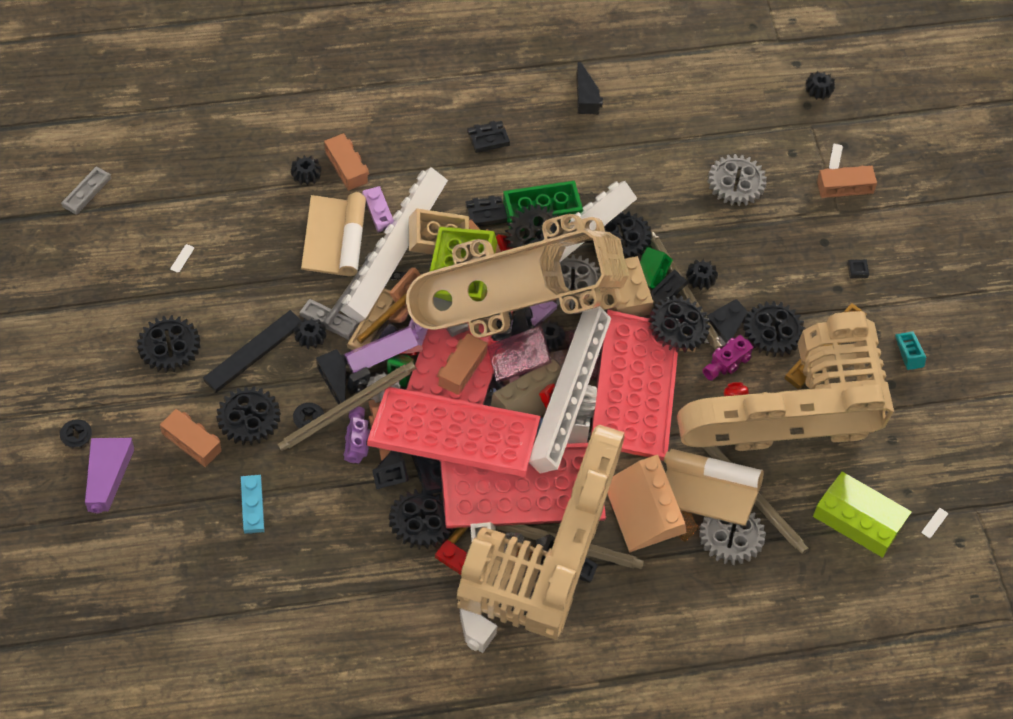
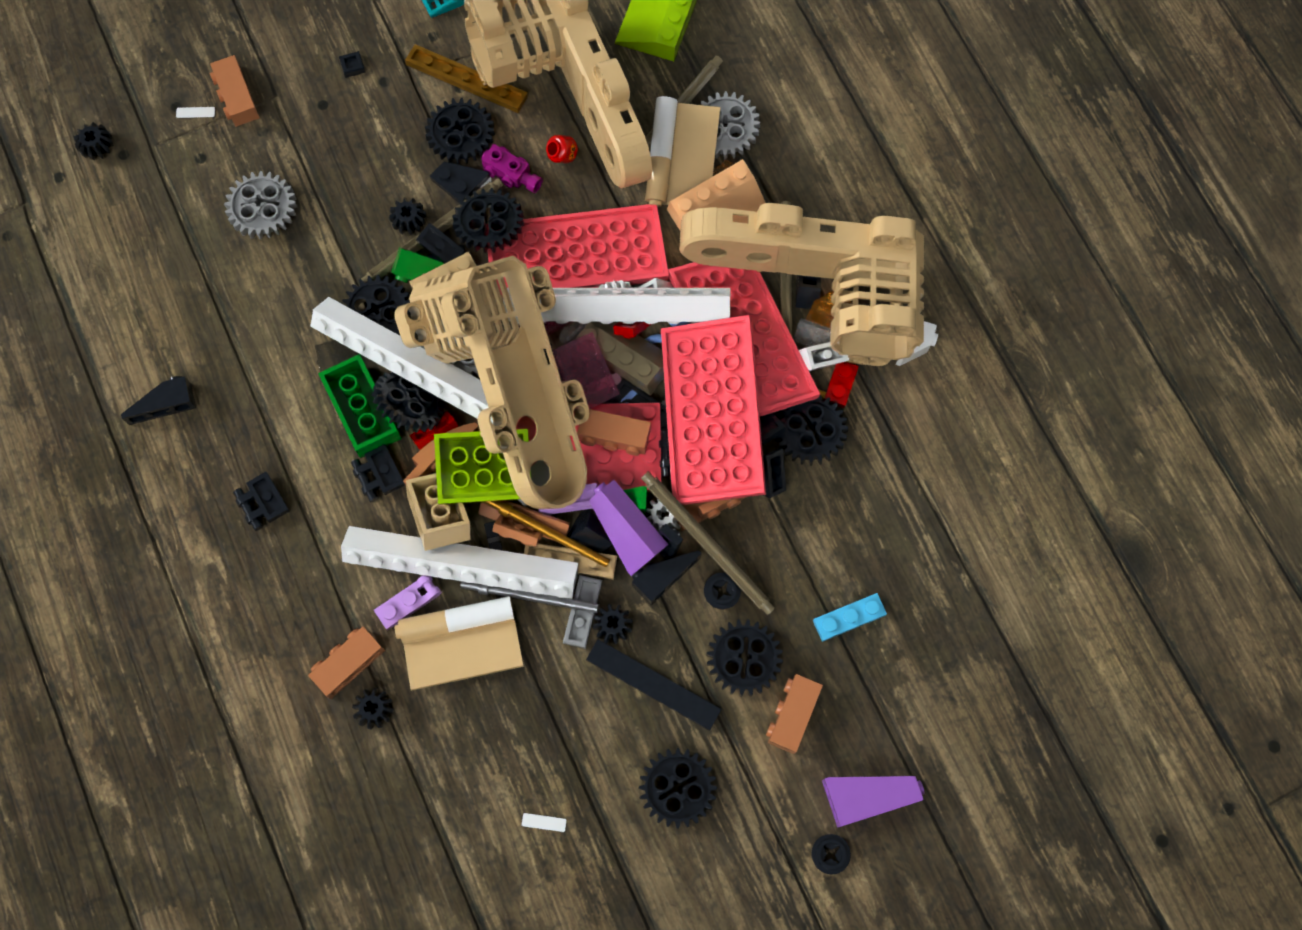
camera: 105 degrees left, 15 degrees up
(356, 436) = (739, 525): medium lavender brick -> none

